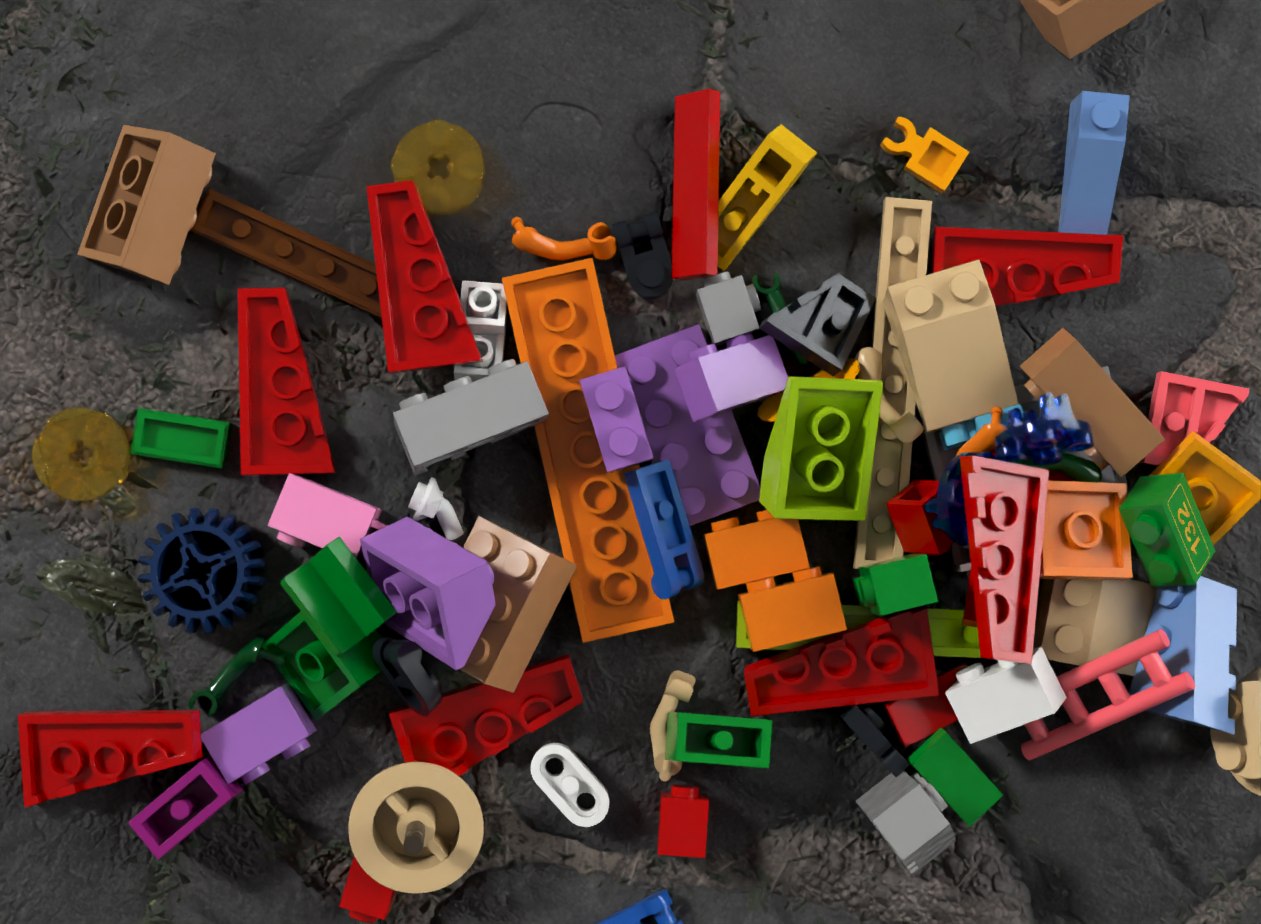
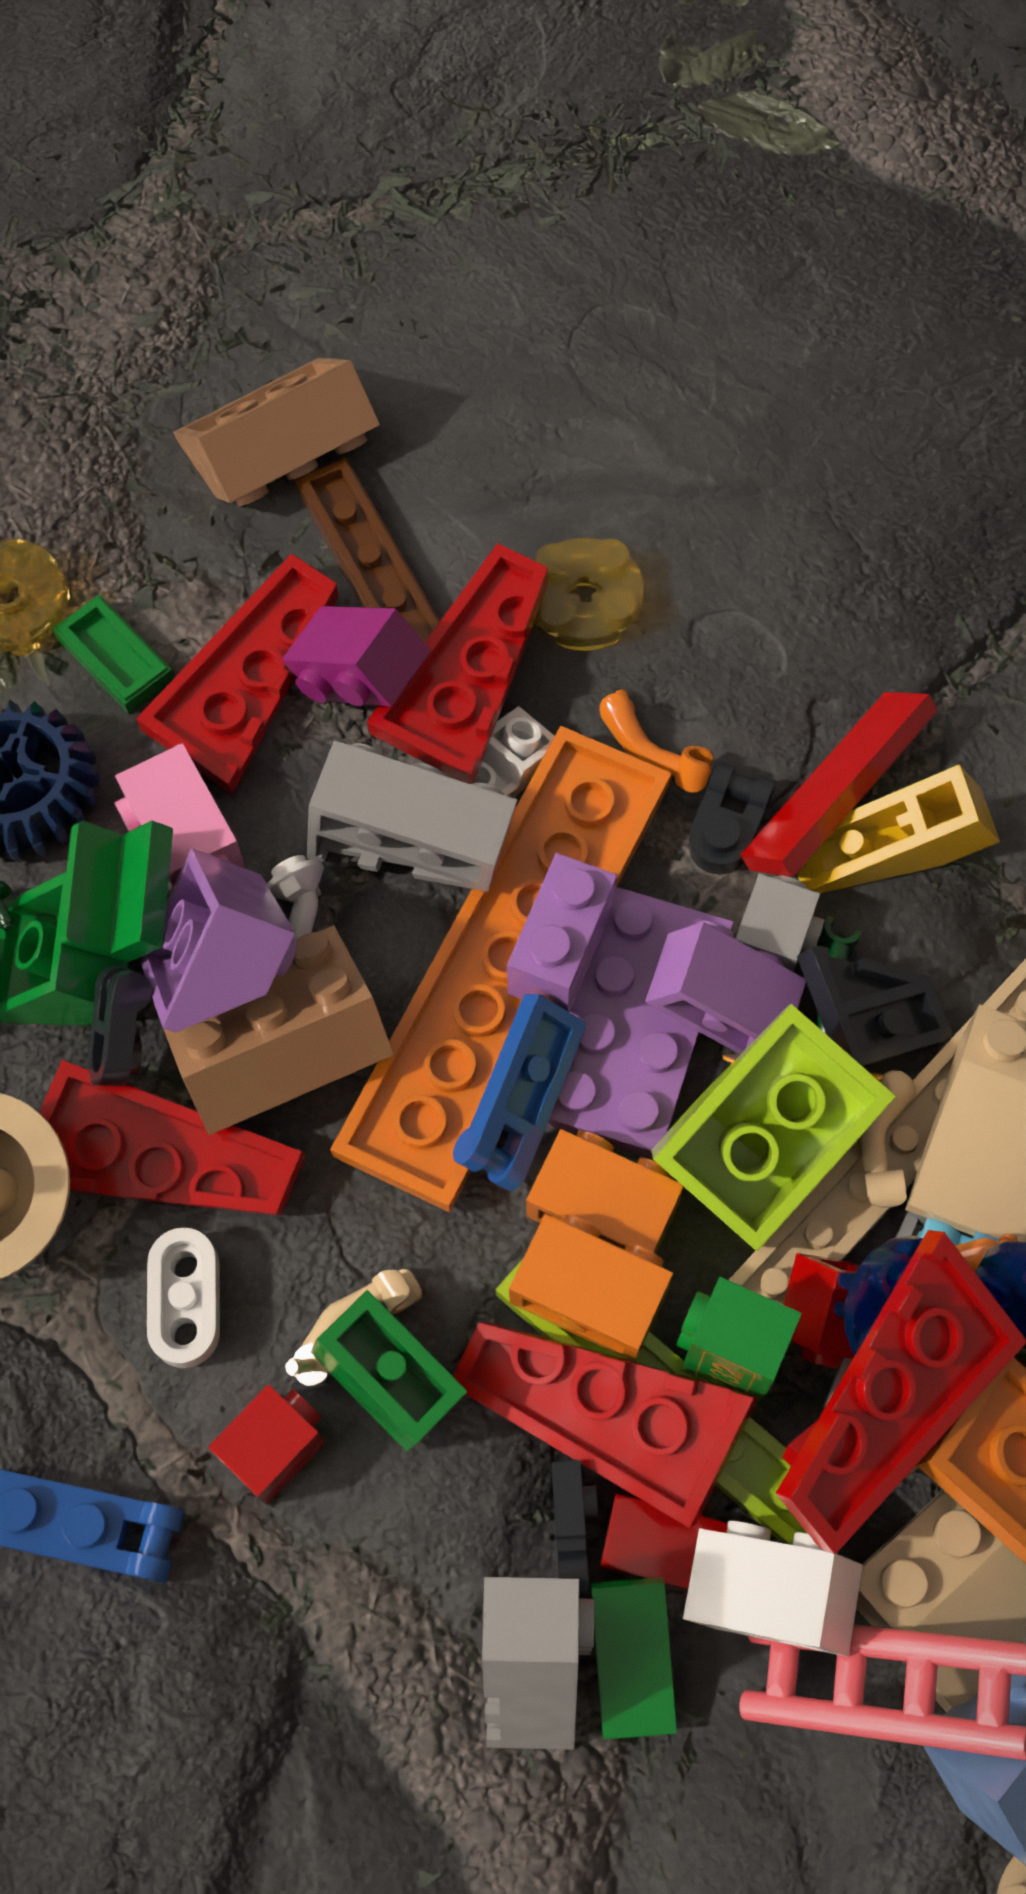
camera: 40 degrees right, 20 degrees down
(344, 334) = (356, 655): none -> magenta brick

